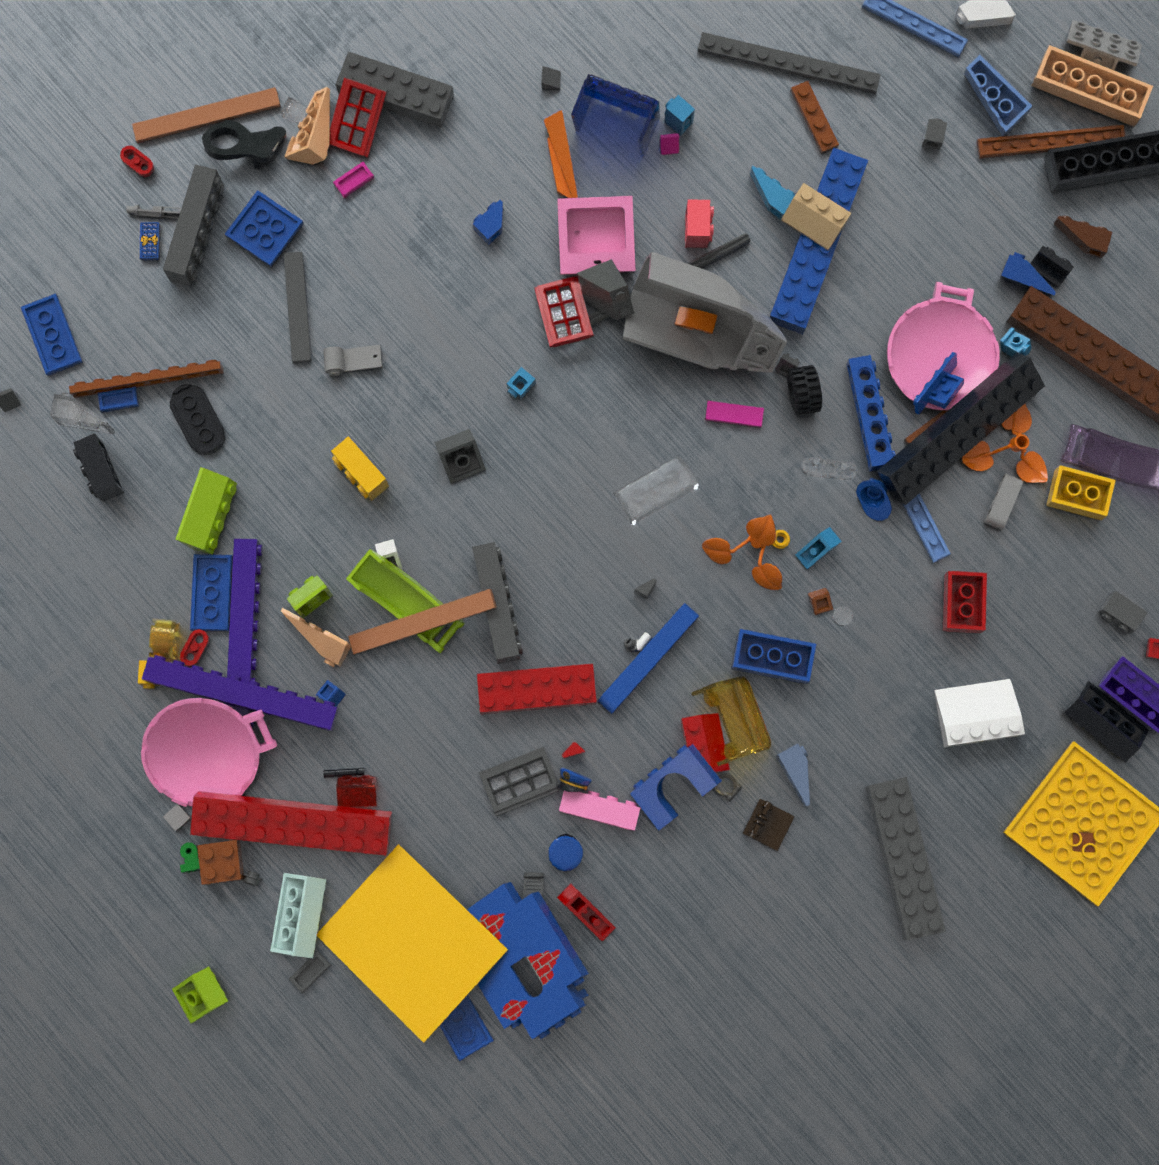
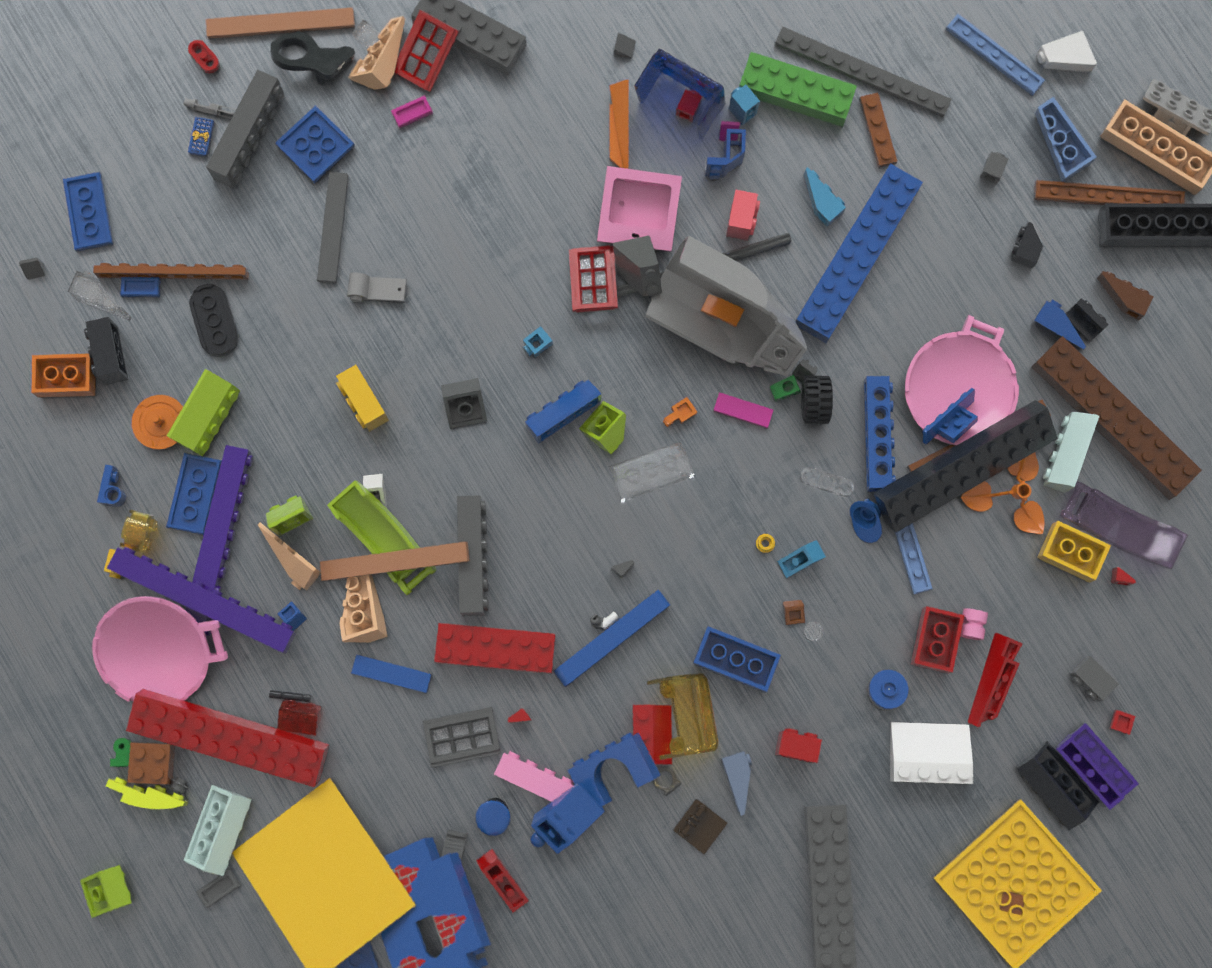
camera: 10 degrees right, 0 degrees up
(59, 499) = (62, 375): none -> orange brick
(124, 602) = (107, 488): none -> blue plate
(159, 526) = (154, 420): none -> orange piece
(177, 817) = (117, 710): light grey tile -> none
(194, 648) = (166, 545): red plate -> none
(229, 895) = (153, 798): none -> neon yellow slope
(400, 680) = (362, 612): none -> light nougat wedge
(439, 732) = (391, 673): none -> blue tile
(490, 223) = (537, 179): blue slope -> none
(558, 446) = (563, 411): none -> blue slope
(572, 781) = (513, 747): piece -> none
(603, 454) = (605, 427): none -> lime slope
(625, 125) = (689, 105): none -> red brick
(636, 840) = (565, 818): none -> blue slope
(667, 180) = (719, 167): none -> blue piece
(674, 425) = (681, 411): none -> orange plate
(729, 90) = (798, 89): none -> bright green brick
(761, 534) = (746, 536): orange plant -> none
(771, 385) = (785, 388): none -> green leg
(816, 216) = (860, 229): tan slope -> none
(850, 729) = (798, 746): none -> red brick
(925, 659) = (887, 690): none -> blue piece
(982, 205) = (1028, 247): none -> black slope
(997, 580) = (973, 624): none -> bright pink wheel
(1003, 501) = (995, 546): light grey beam -> none
(1014, 343) = (1036, 390): dark azure brick -> none
(1028, 630) = (995, 679): none -> red wedge
(1059, 396) = (1070, 451): none -> light aqua slope
(1130, 509) = (1121, 577): none -> red slope

